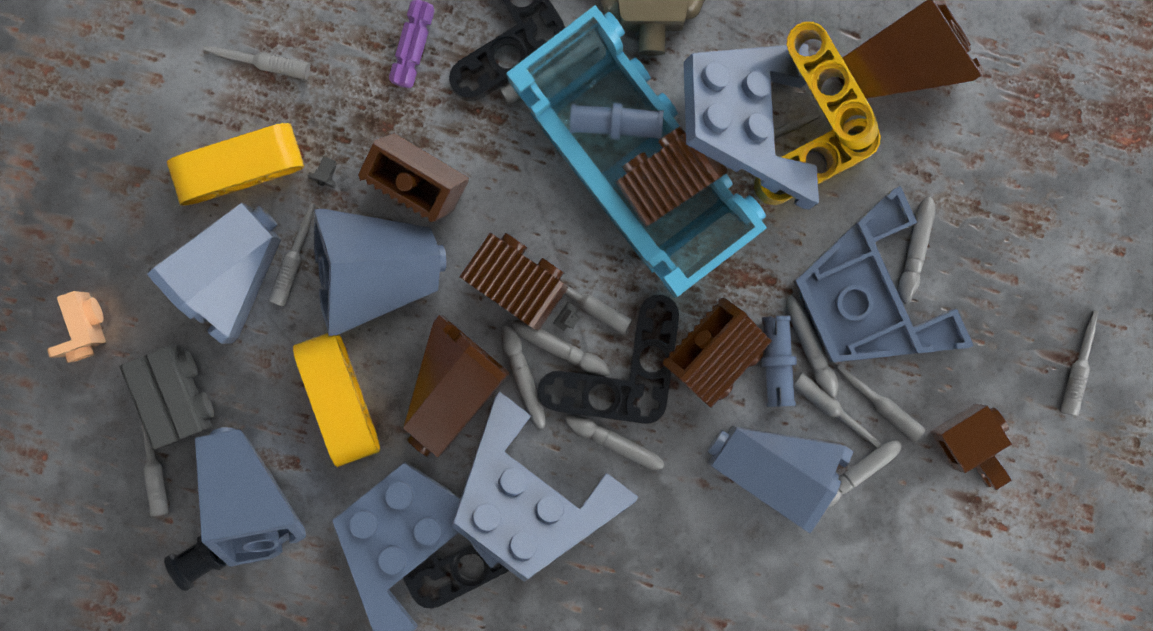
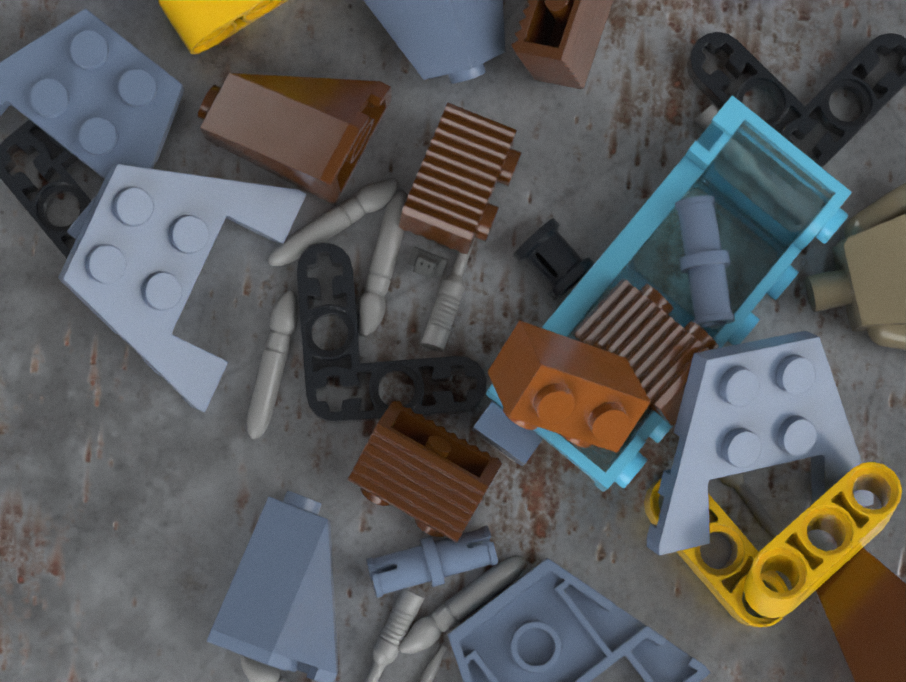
camera: 70 degrees right, 5 degrees down
(586, 227) = (553, 259): none -> black bush
(693, 239) = (567, 388): none -> dark orange brick
(704, 289) = (505, 435): none -> sand blue piece

